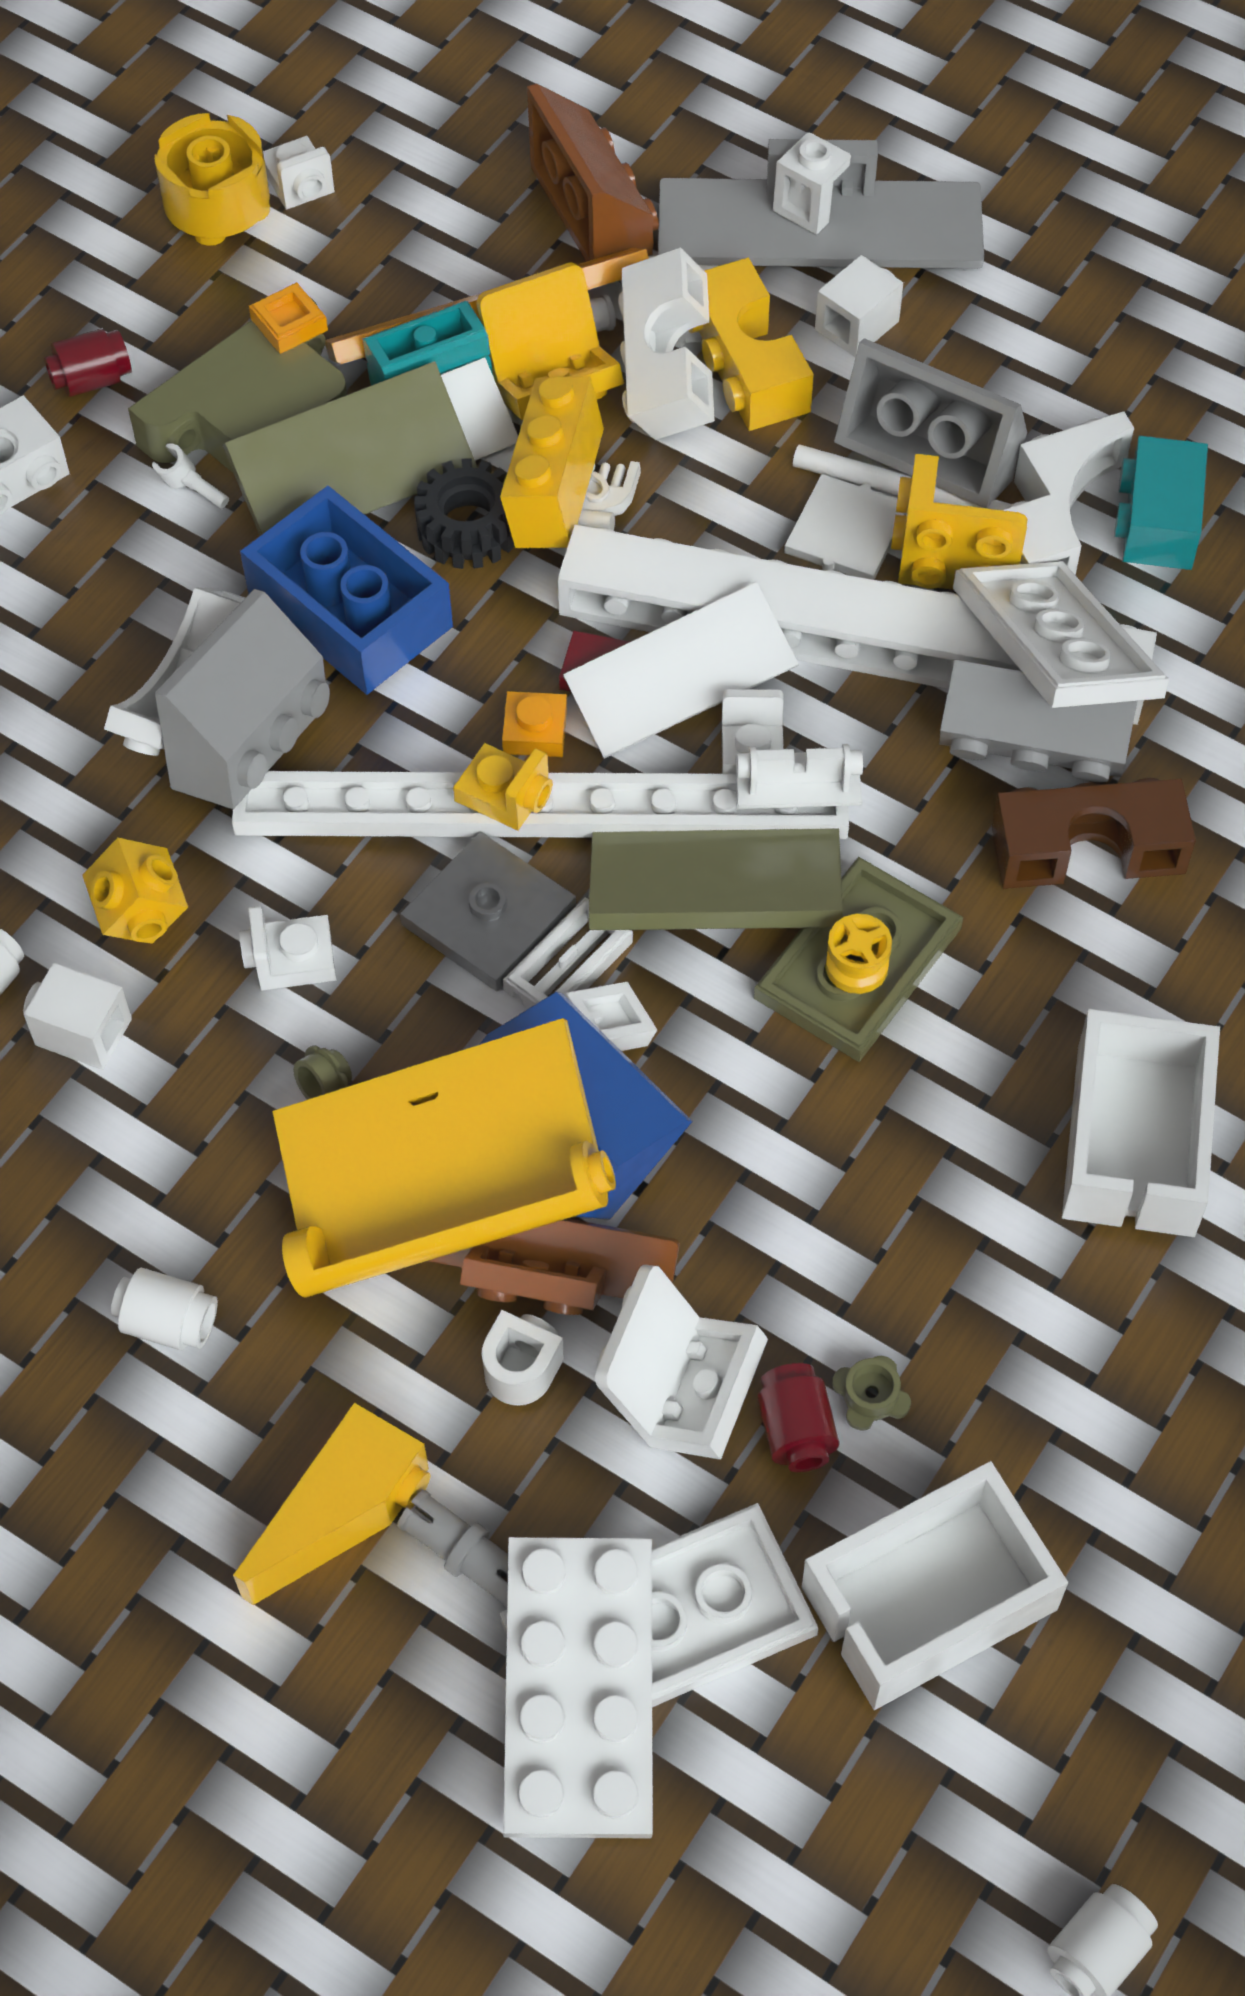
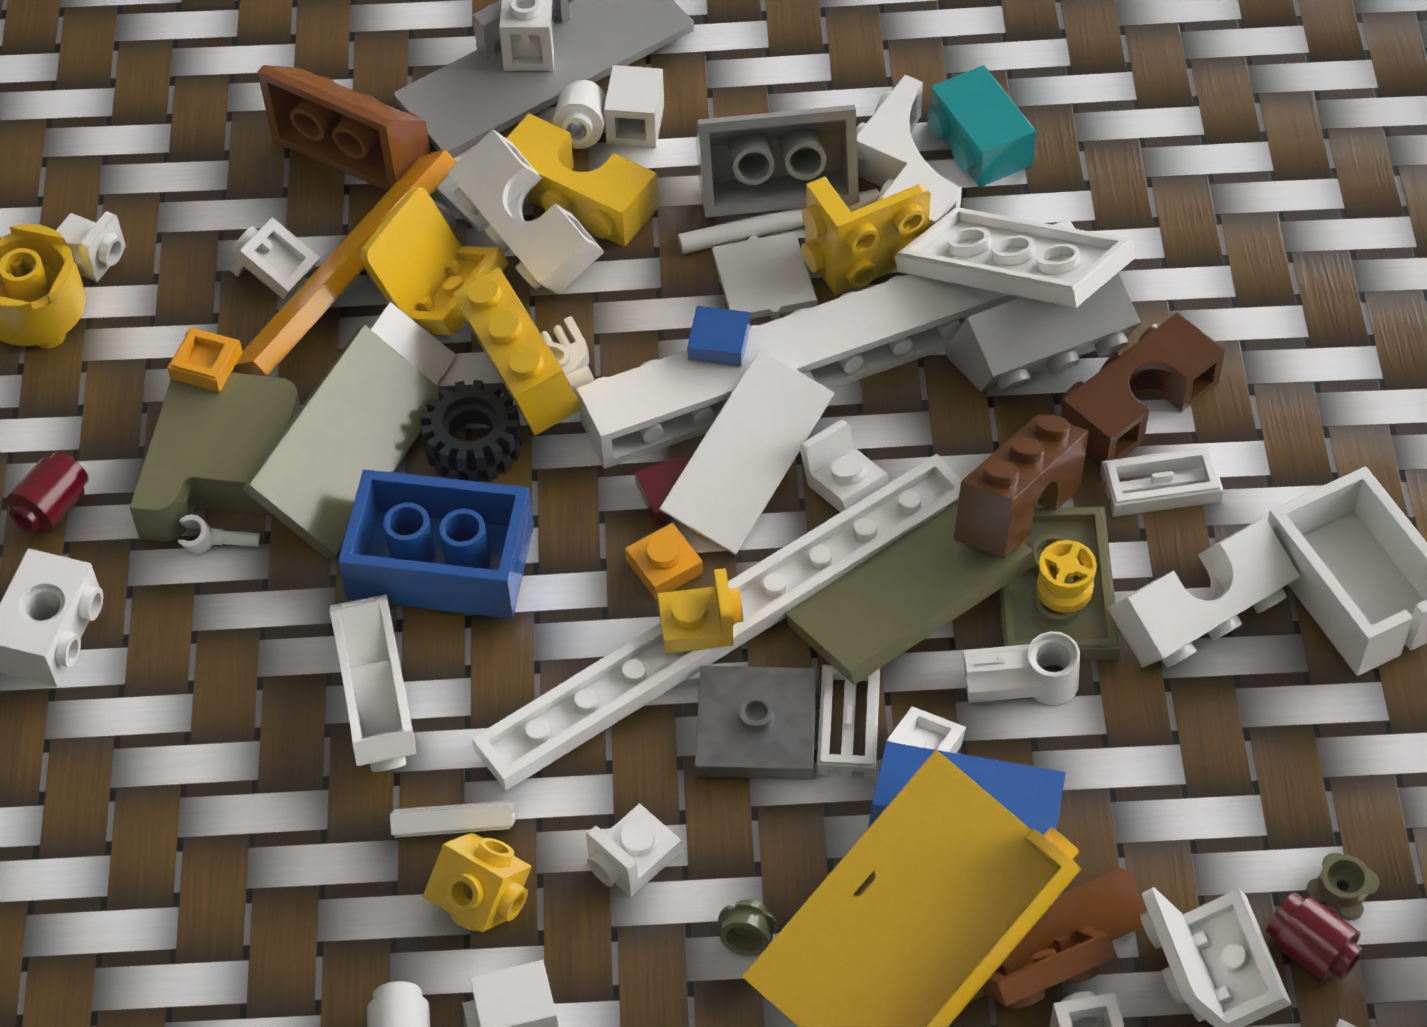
camera: 35 degrees left, 5 degrees down
(166, 828) = (452, 819): none -> white tile
(239, 702) = (448, 681): light grey slope -> none
(434, 267) = (274, 257): none -> white bracket
(446, 336) = (332, 320): teal brick -> none
(732, 549) = (718, 335): none -> blue tile
(747, 1013) = (1018, 671): none -> white piece
(796, 284) = (581, 112): none -> white brick
(799, 779) = (913, 475): white hinge -> none
(843, 840) = (1031, 468): none -> reddish brown arch
(1033, 1058) = (1243, 573): none -> white arch
(1038, 937) = (1164, 488): none -> white tile

